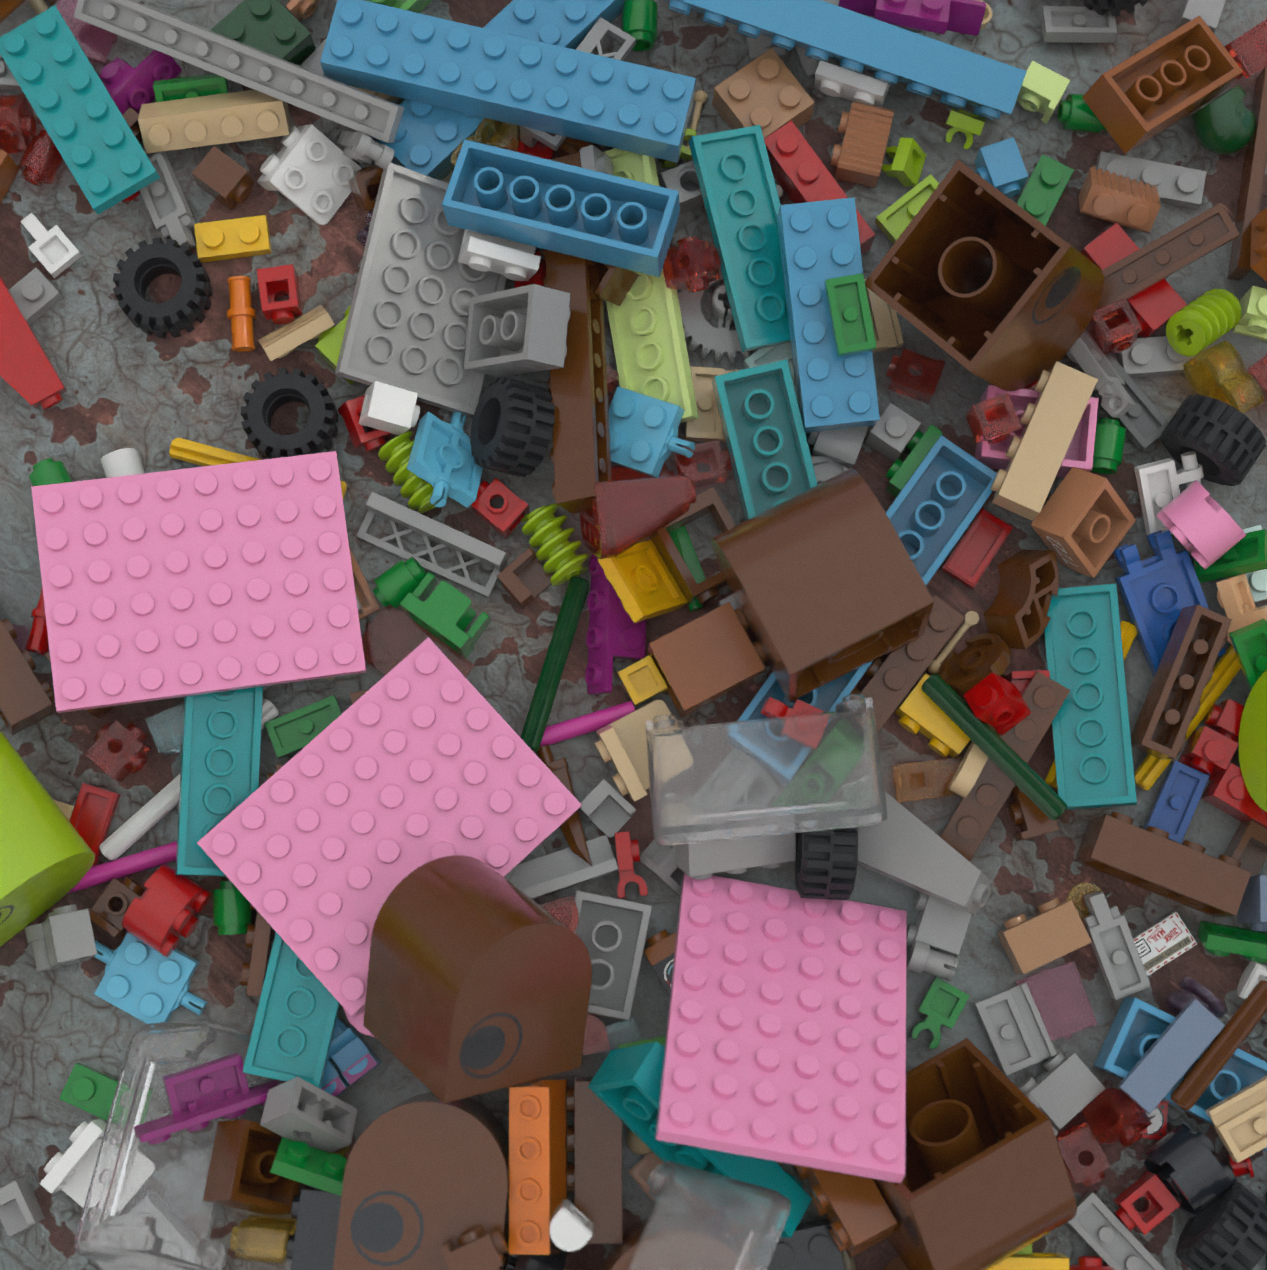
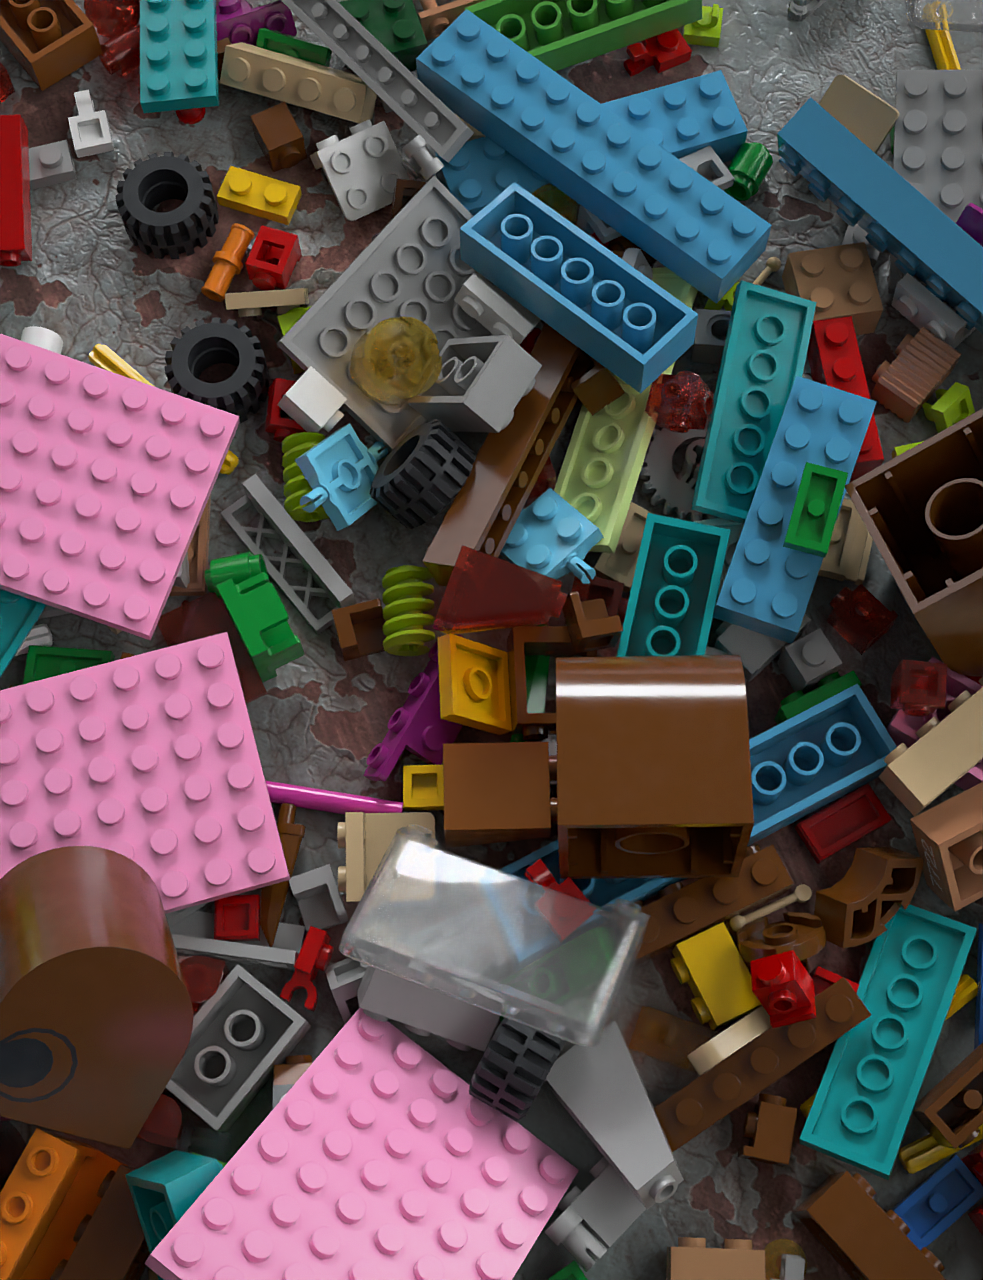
camera: 30 degrees right, 10 degrees down
(168, 204) = (216, 135): light grey hinge -> none
(425, 337) = (417, 360): none -> clear yellow brick
(505, 518) = (376, 560): red brick -> none
(553, 856) = (237, 918): none -> red tile
(554, 662) = (343, 727): dark green axle -> none
(712, 488) = (590, 624): none -> reddish brown panel
(994, 747) = (758, 1037): dark green axle -> none

